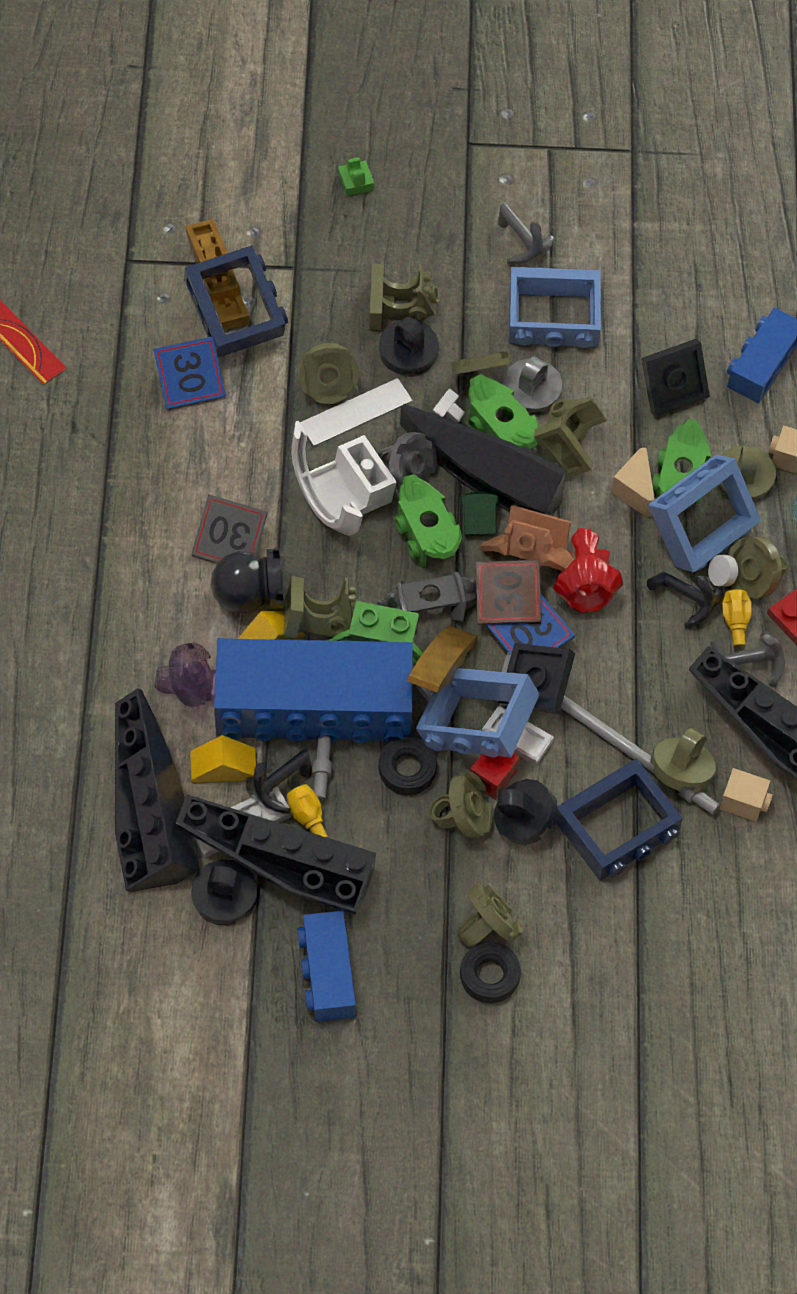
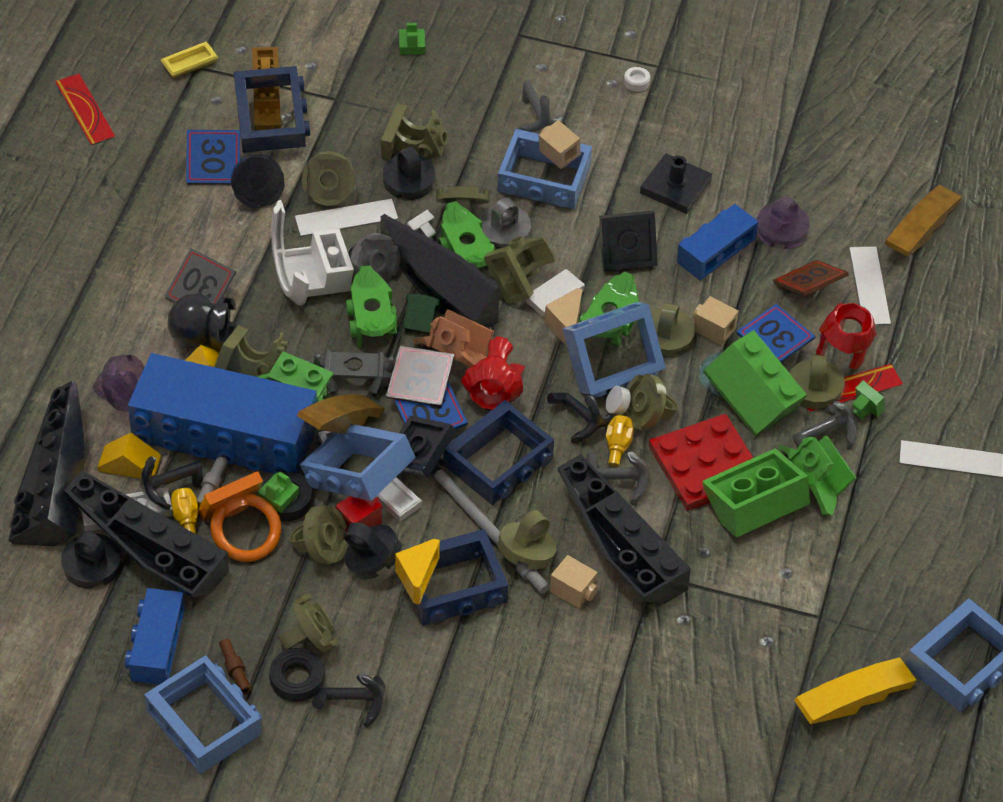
camera: 15 degrees right, 10 degrees down
(117, 254) = (189, 60): none -> light yellow tile
(251, 393) = (257, 181): none -> black tile
(359, 789) = (232, 500): none -> orange tile
(390, 1071) = (200, 672): none -> medium blue window
(402, 766) = (279, 491): none -> bright green tile
(421, 979) = (234, 666): none -> reddish brown bar
(568, 278) = (559, 144): none -> tan brick
(578, 975) = (373, 691): none -> black piece
(584, 825) = (417, 566): none -> yellow slope
(613, 454) = (552, 290): none -> white tile
(615, 172) = (637, 79): none -> white tile
(635, 628) = (481, 433): none -> dark blue window
(697, 292) = (676, 183): none -> black tile

